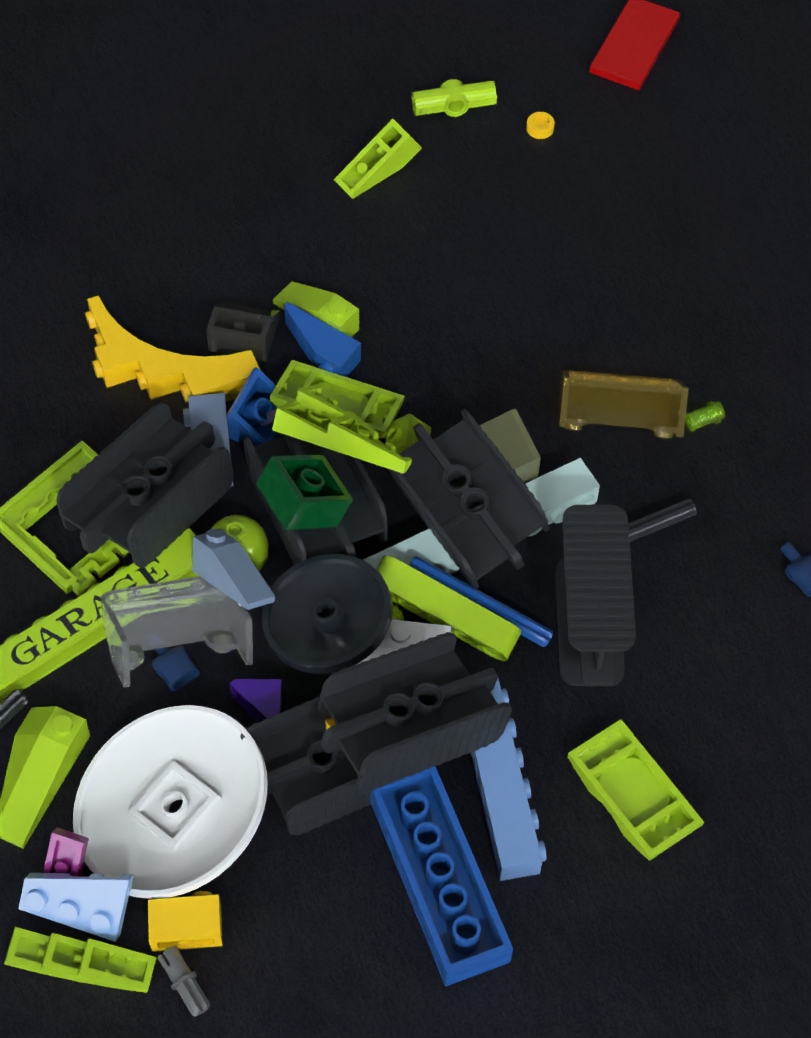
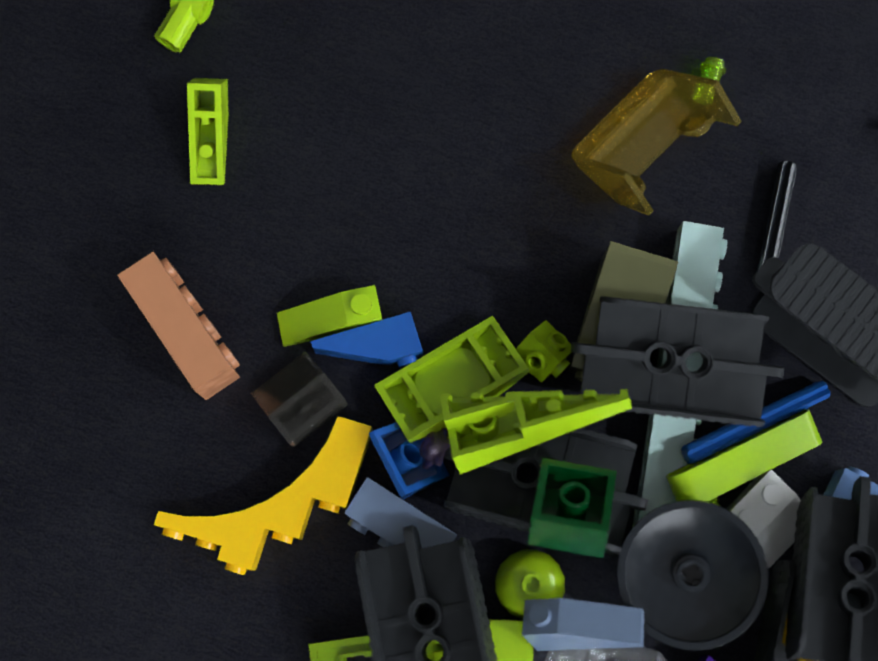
camera: 50 degrees left, 20 degrees up
(231, 227) = (176, 321): none -> nougat brick

